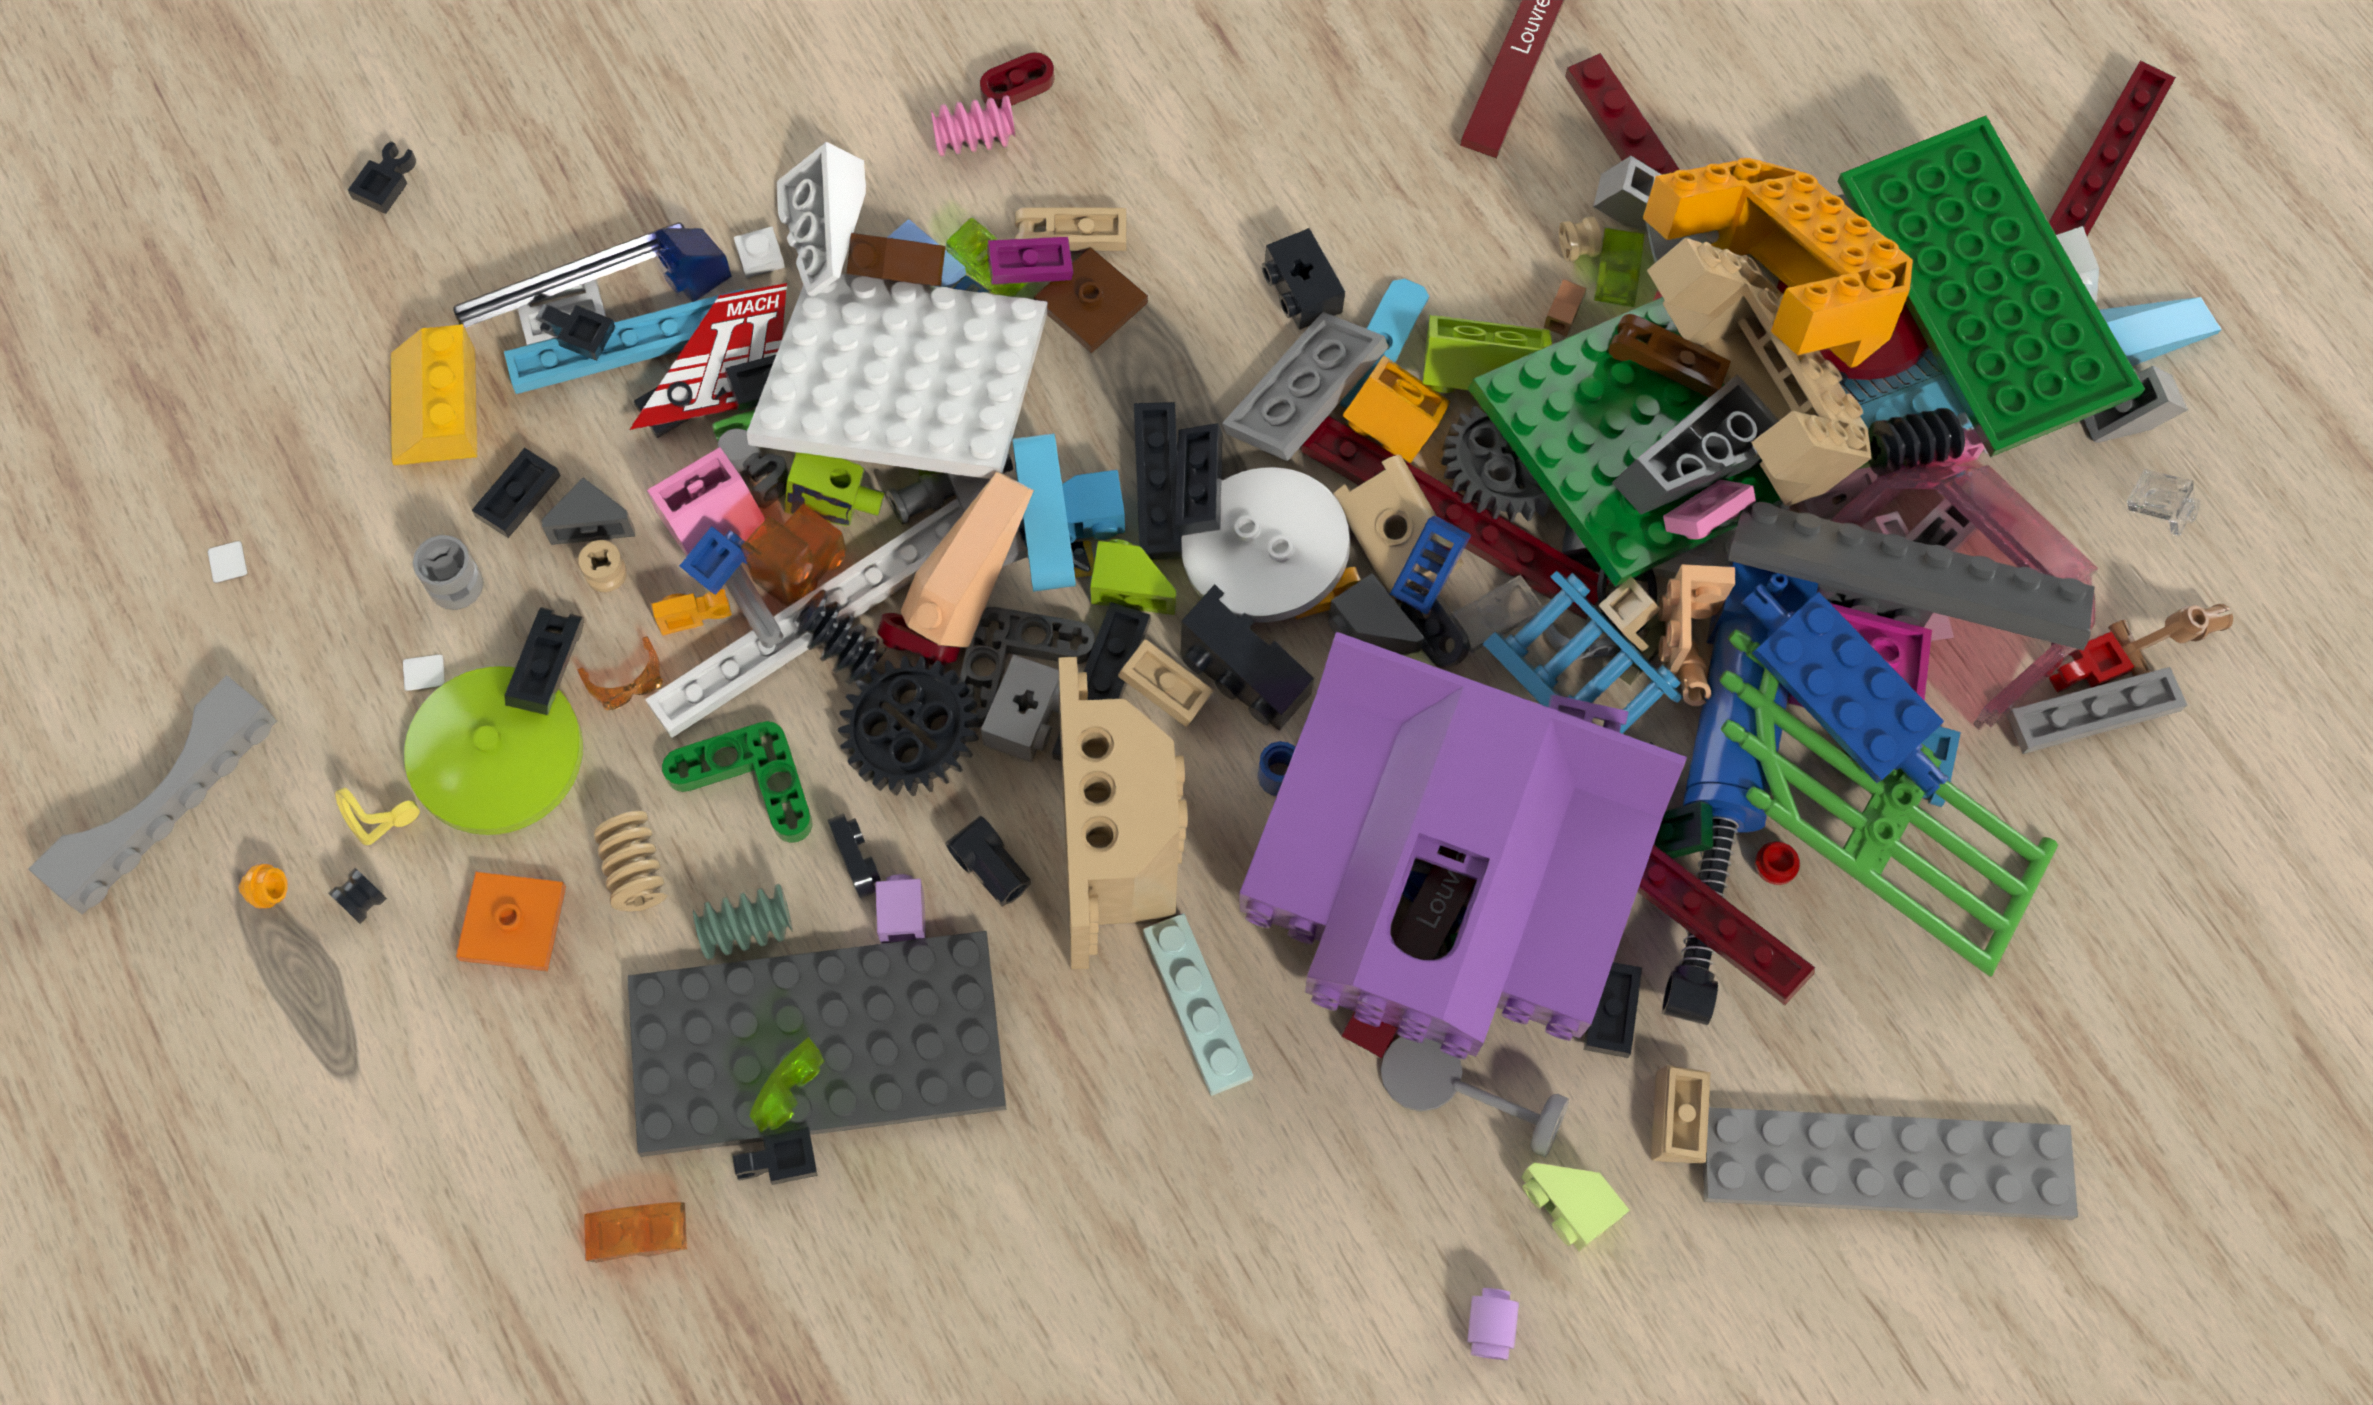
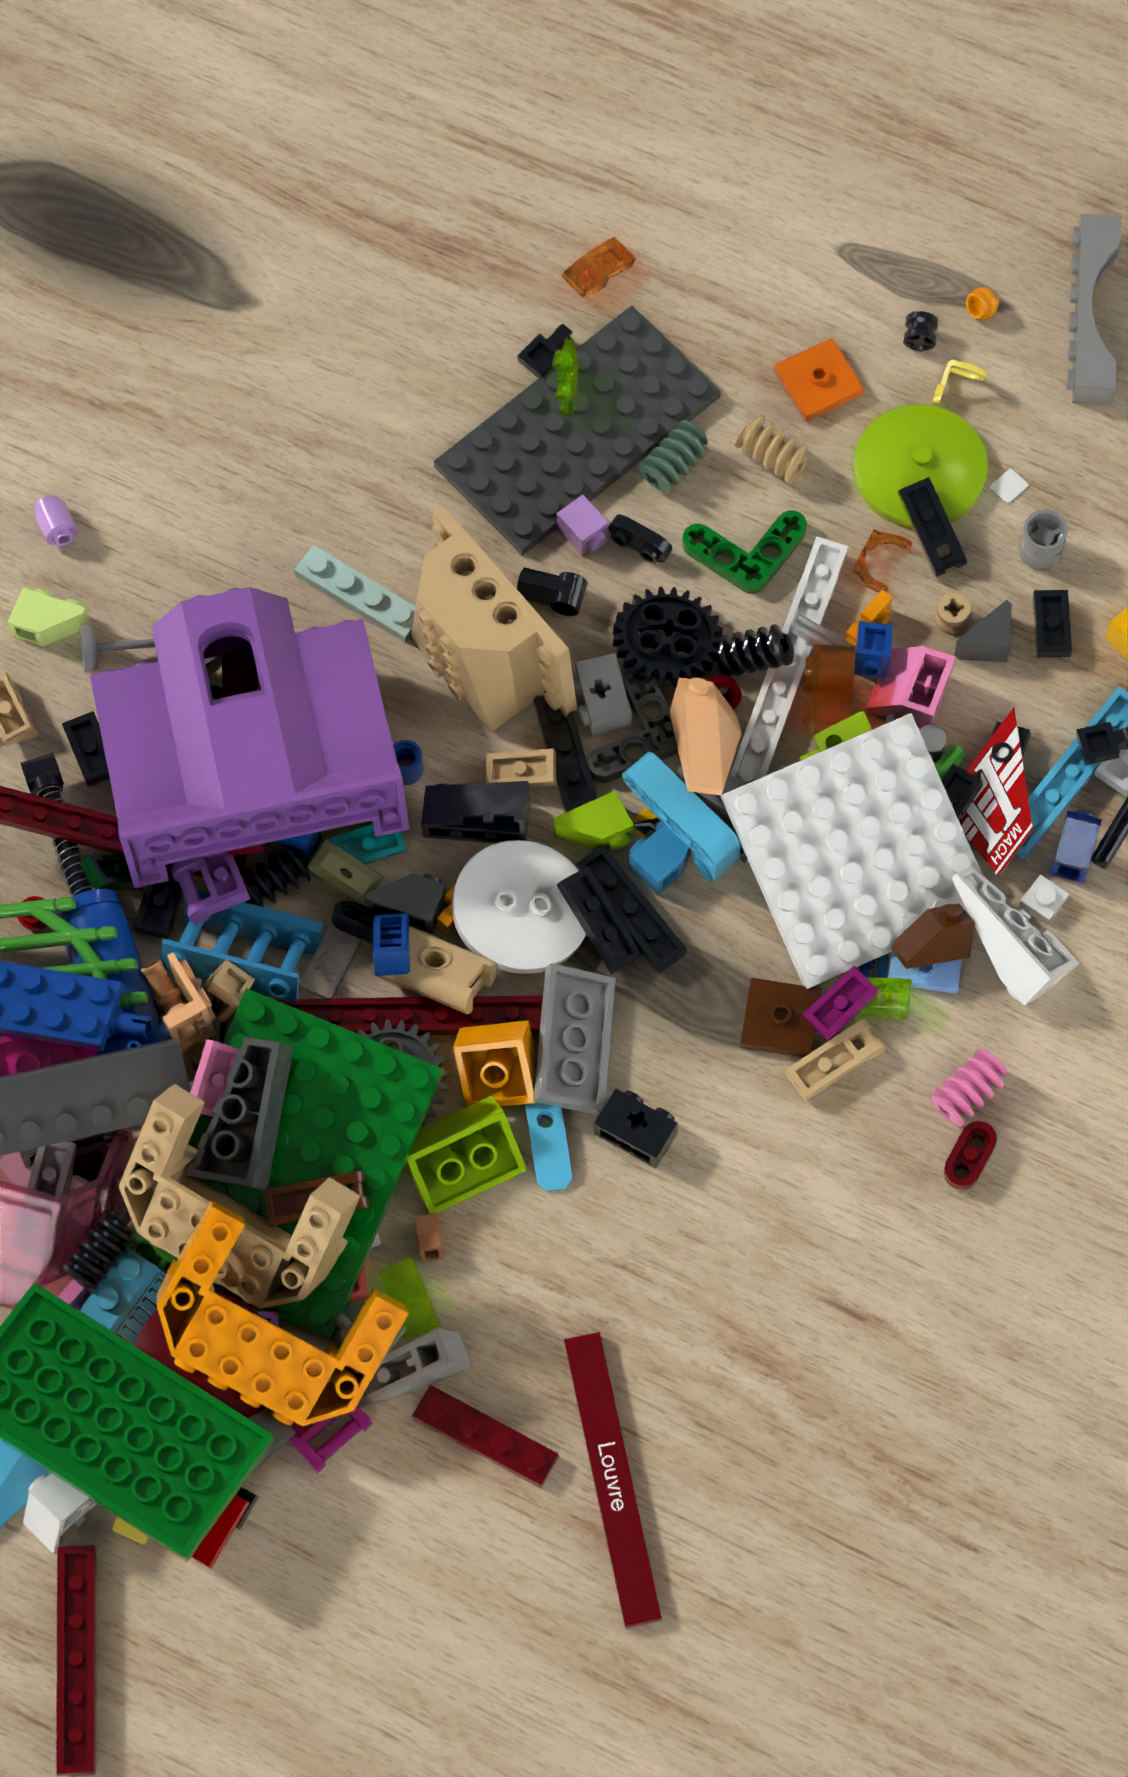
camera: 150 degrees right, 0 degrees up
(1580, 238) = (452, 1299): tan wheel -> none

